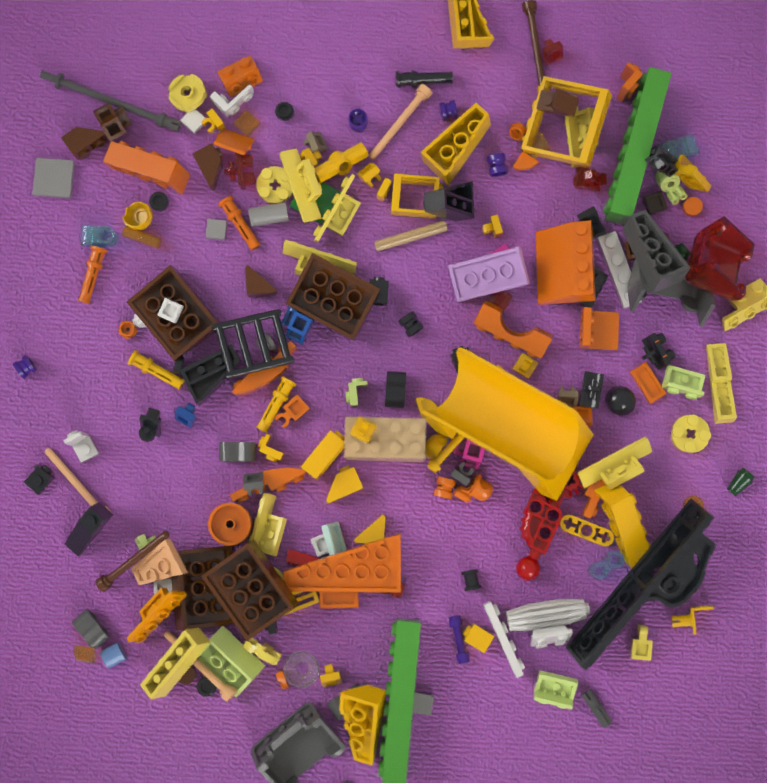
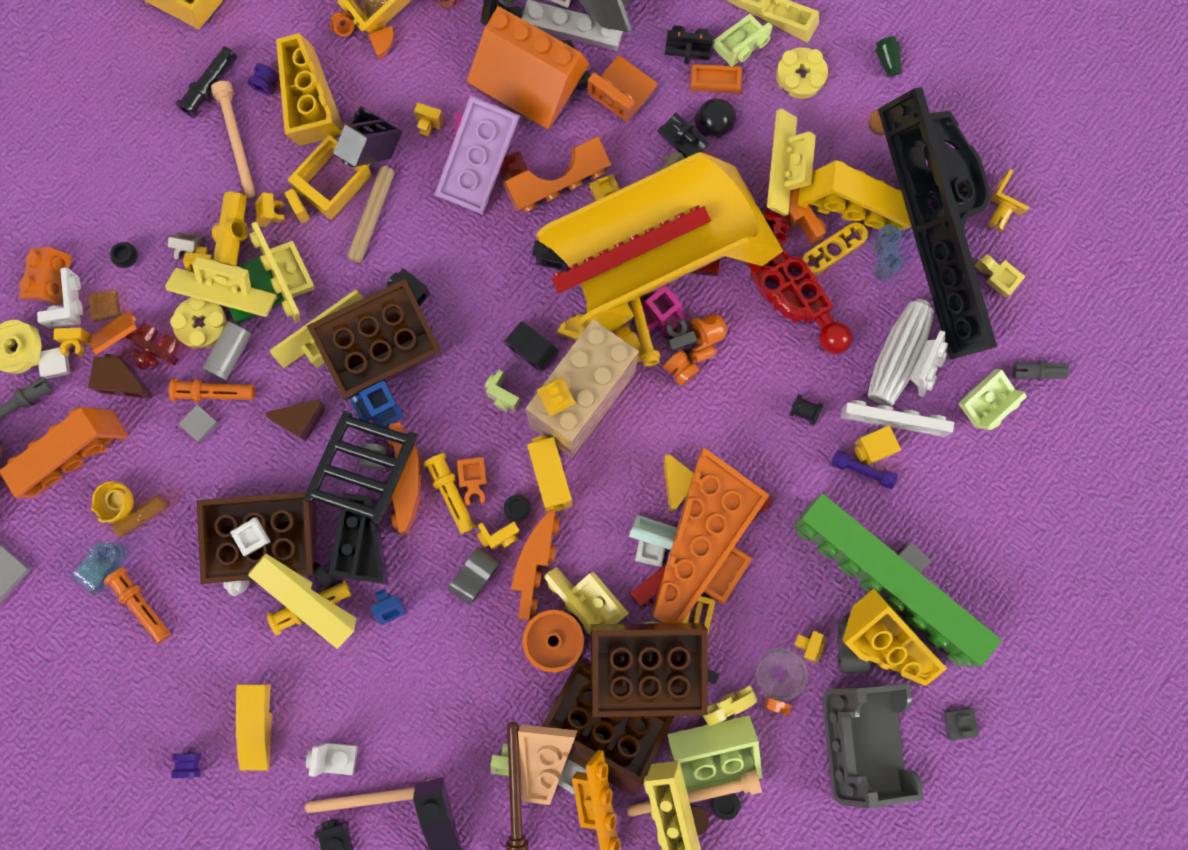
camera: 60 degrees left, 5 degrees down
(70, 388) = (253, 726): none -> yellow slope
(127, 334) = (230, 612): orange plate -> none
(150, 425) = (368, 657): black hips -> none
(156, 359) = (296, 594): none -> light yellow slope
(159, 201) = (115, 467): black tile -> none
(253, 481) = (523, 577): dark grey tile -> none
(294, 448) = (517, 508): none -> black plate
(344, 484) = (598, 476): yellow slope -> none
(358, 116) = (192, 177): dark purple wheel -> none
(411, 324) = (469, 279): black wheel -> none
(490, 409) = (635, 247): none -> red piece
(497, 164) = (362, 69): dark purple wheel -> none

